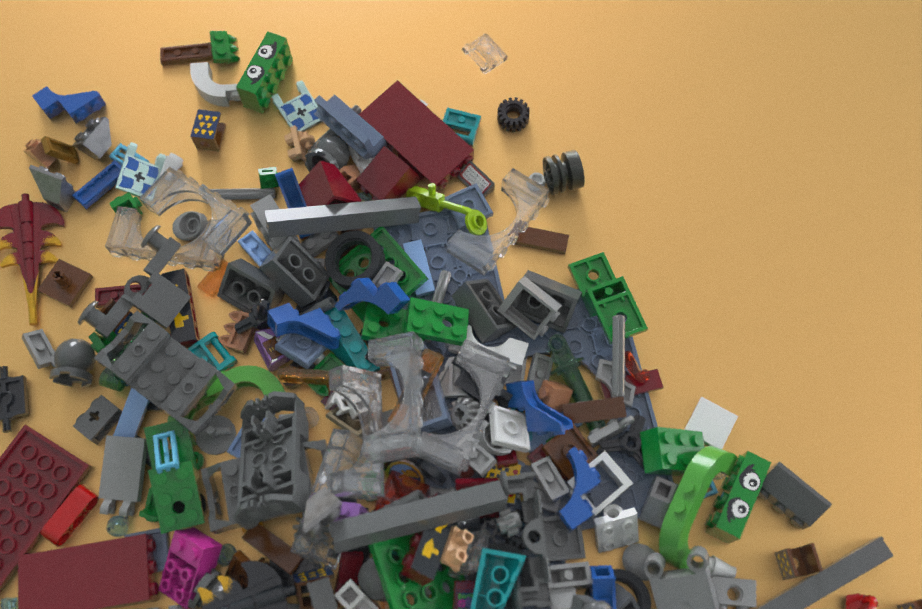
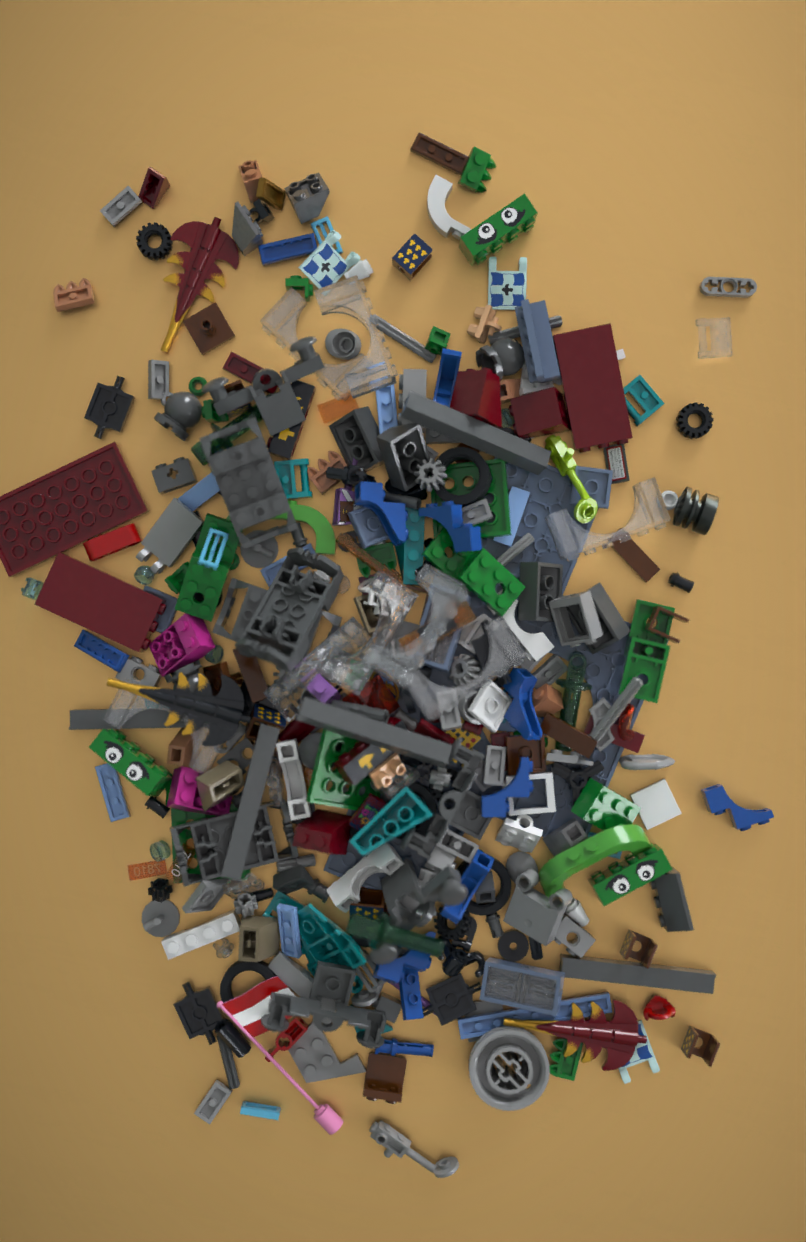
camera: 35 degrees right, 20 degrees up
(61, 168) = (263, 211): none -> black tile
(76, 105) = (308, 149): blue arch -> none
(77, 329) = (197, 380): none -> green plate
(240, 397) = (298, 536): none -> dark grey pin
(319, 509) = (302, 681): flat silver slope -> none
(326, 270) = (425, 480): none -> light grey gear
(473, 9) = (722, 293): none -> light grey beam
(592, 234) = (681, 582): none -> black pin
(604, 255) = (652, 618): none -> reddish brown piece
(675, 393) = (645, 762): none -> light grey piece
(760, 384) = (741, 818): none -> blue arch

